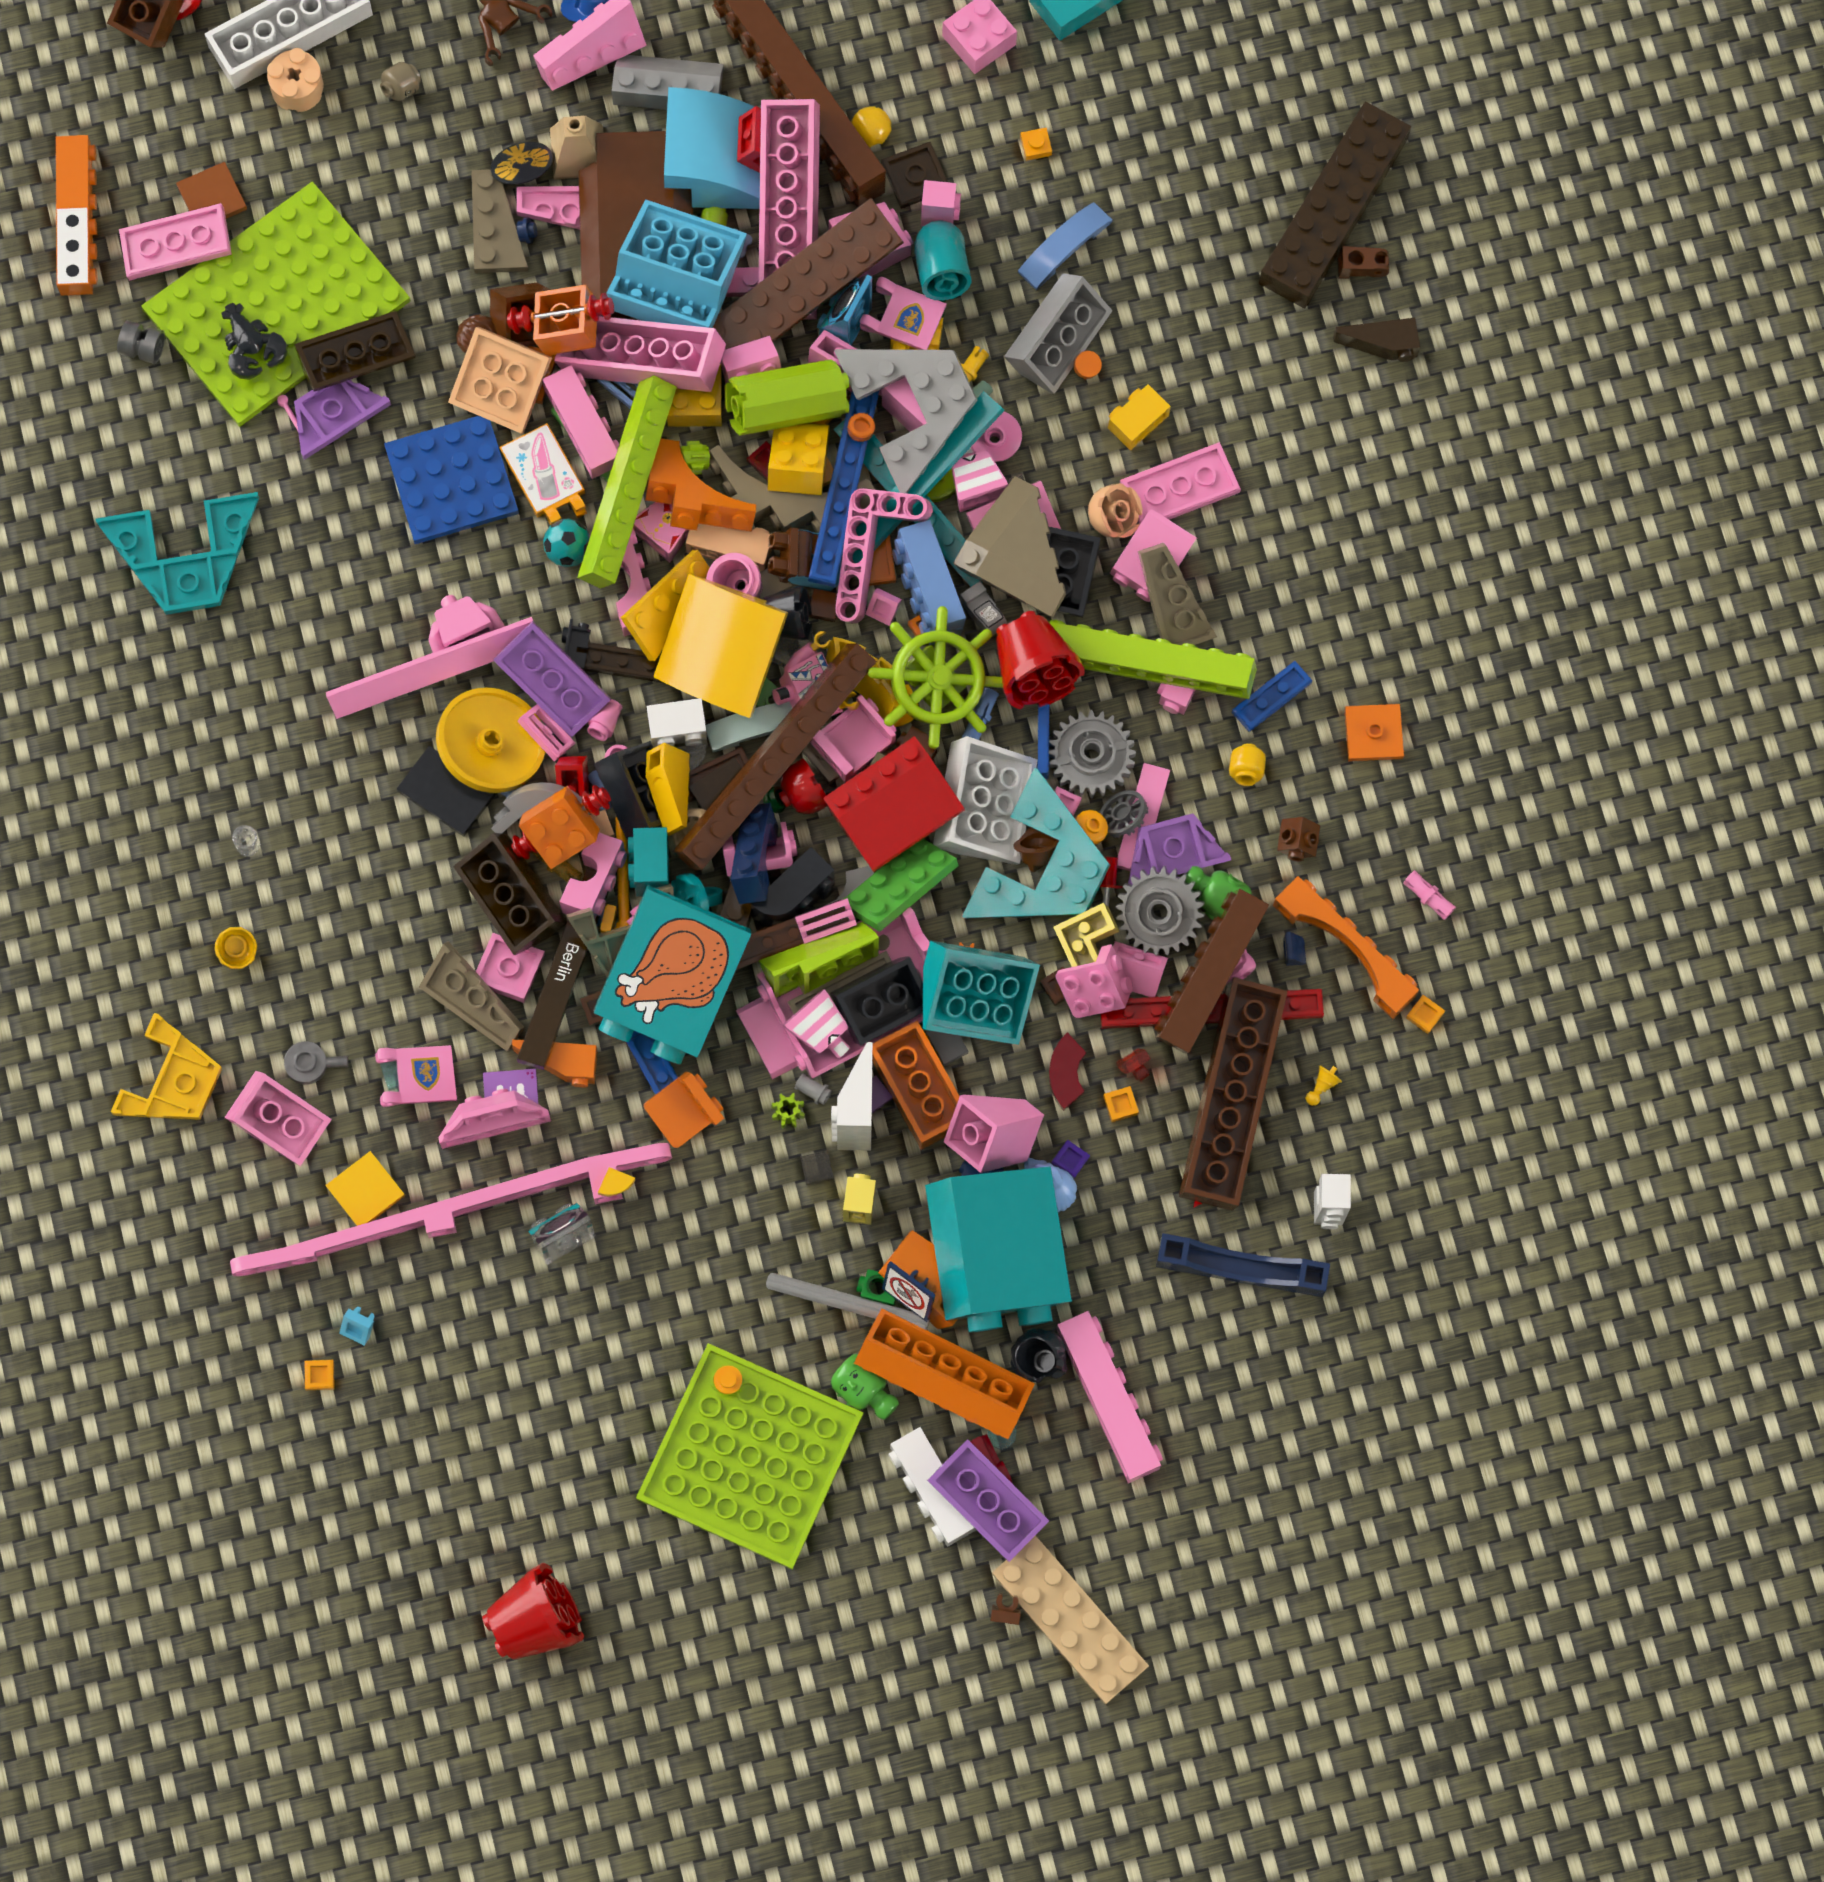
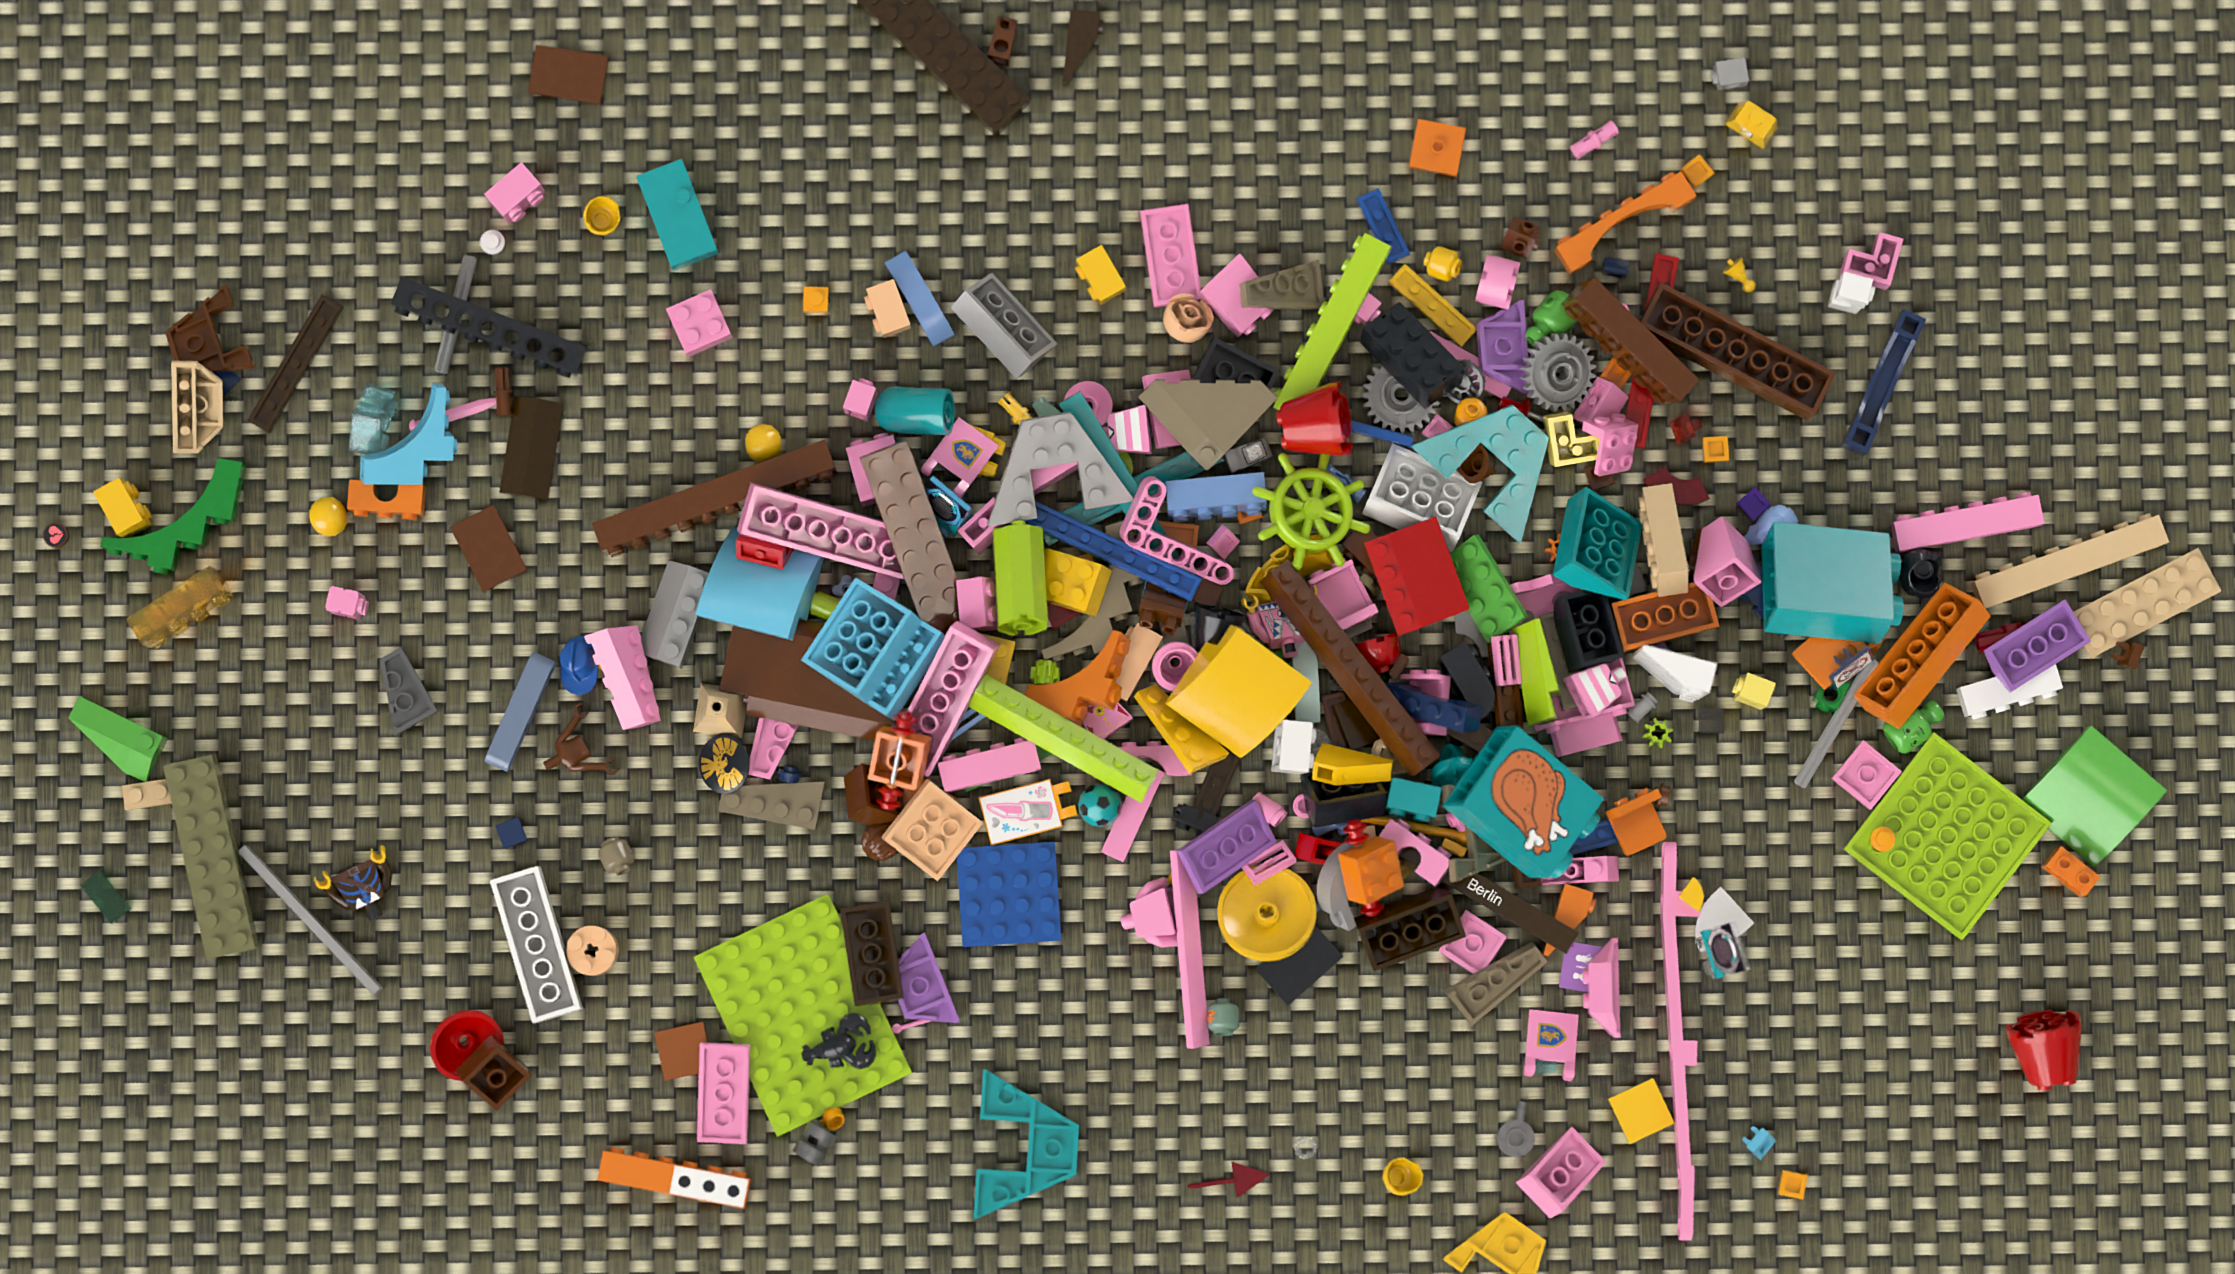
camera: 75 degrees left, 10 degrees up
(171, 356) = (833, 1118): none -> light orange plate
(200, 788) = (1244, 1179): none -> dark red piece
(368, 723) = (1223, 1017): none -> sand green head
(564, 583) = (1128, 823): none -> bright pink tile
(609, 1230) = (1720, 910): none -> white sticker
(616, 1067) = (1588, 871): none -> bright pink slope
(721, 1132) = (1665, 792): none -> reddish brown plate
(742, 1602) = (2070, 871): none -> orange brick
(794, 819) = (1398, 667): none -> reddish brown tile
(797, 1350) = (1866, 775): none -> bright pink plate
(833, 1605) = (2093, 795): none -> bright green slope
(861, 427) = (1059, 520): orange tile -> none
(909, 170) = (819, 414): dark brown tile -> none
(1001, 1058) = (1663, 540): none -> tan brick
(1044, 213) = (888, 308): none -> light nougat brick
(1087, 364) = (1039, 307): orange tile -> none
(1094, 1522) = (2069, 562): none -> tan brick
(1136, 748) = (1412, 355): none -> black piece
(1172, 977) = (1615, 374): none -> orange tile
(1199, 767) = (1432, 305): none -> yellow tile
(1242, 821) = (1497, 281): none -> bright pink brick
(1372, 1230) = (1877, 265): none -> bright pink brick
(1494, 1058) = (1752, 123): none -> yellow torso
(1543, 1022) = (1730, 73): none -> light grey brick

